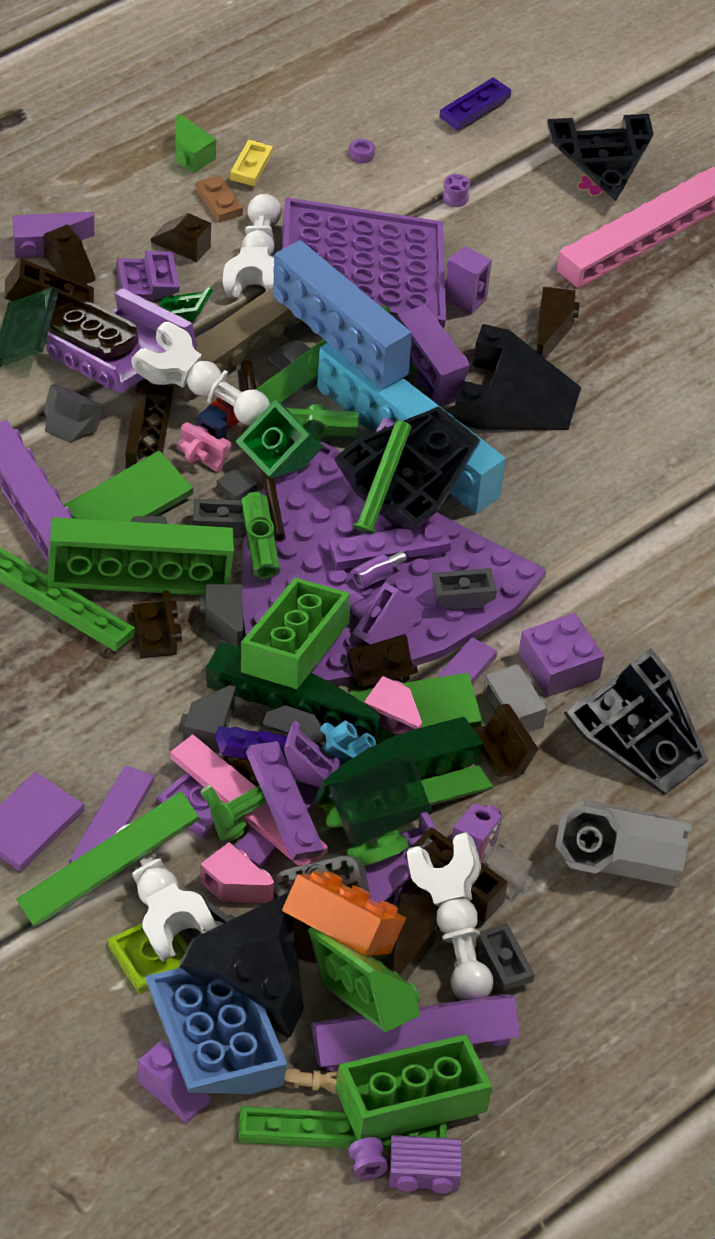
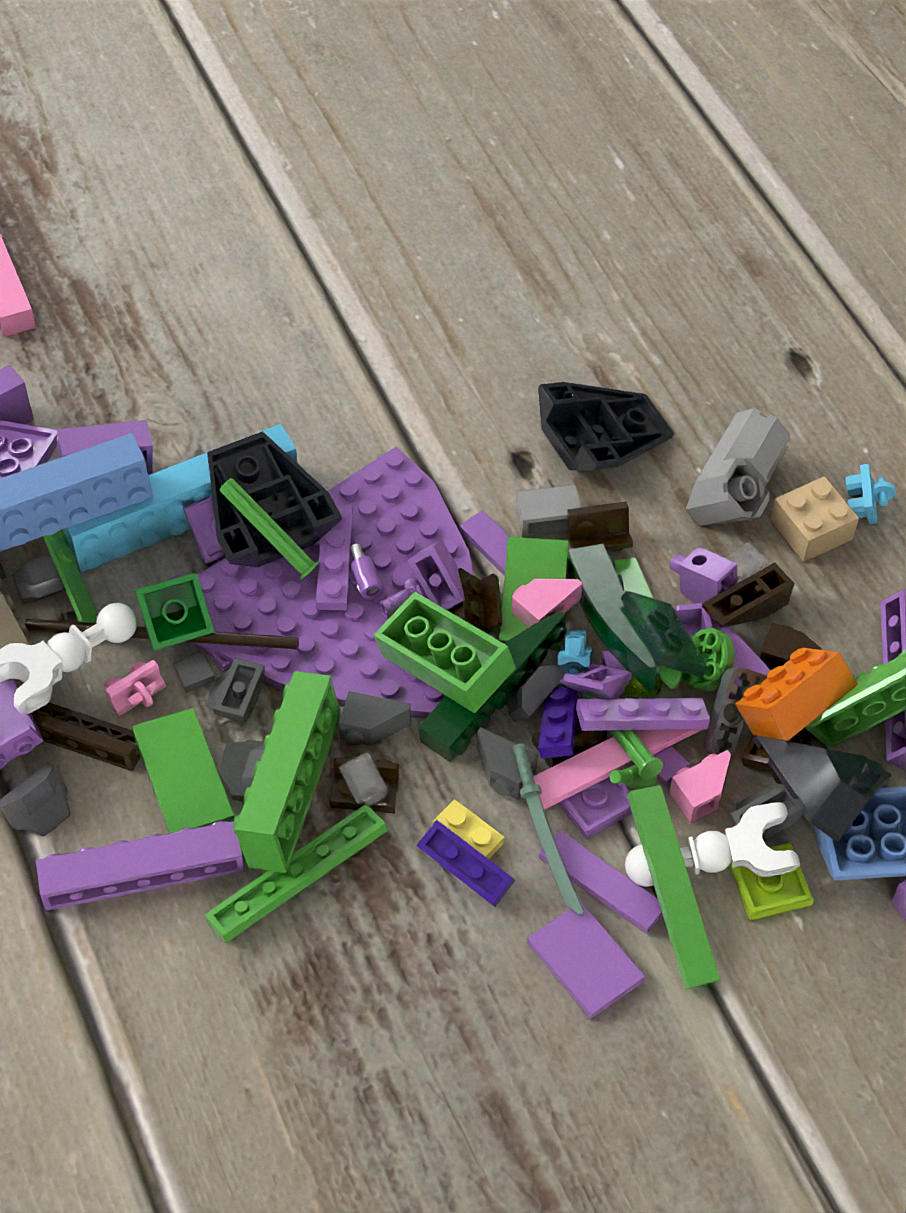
camera: 70 degrees left, 5 degrees up
(97, 711) = (465, 863): none -> dark purple plate
(134, 712) = (471, 828): none -> light yellow plate
(148, 610) = (364, 779): none -> clear brick
(176, 736) = (531, 792): none -> sand green sword
(218, 418) = (103, 667): dark blue leg -> none
(263, 547) = (275, 655): bright green piece -> none
(329, 422) = (144, 572): bright green piece -> none
(456, 914) = (803, 610): white piece -> none
(464, 588) = (410, 507): dark grey slope -> none
(504, 958) = (838, 601): dark grey slope -> none
(524, 389) = (163, 394): black wedge -> none
(555, 318) = (80, 353): dark brown slope -> none
(561, 654) = (506, 460): medium lavender brick -> none
(595, 923) = (814, 519): none -> tan brick
(651, 970) = (864, 484): none -> medium azure hips

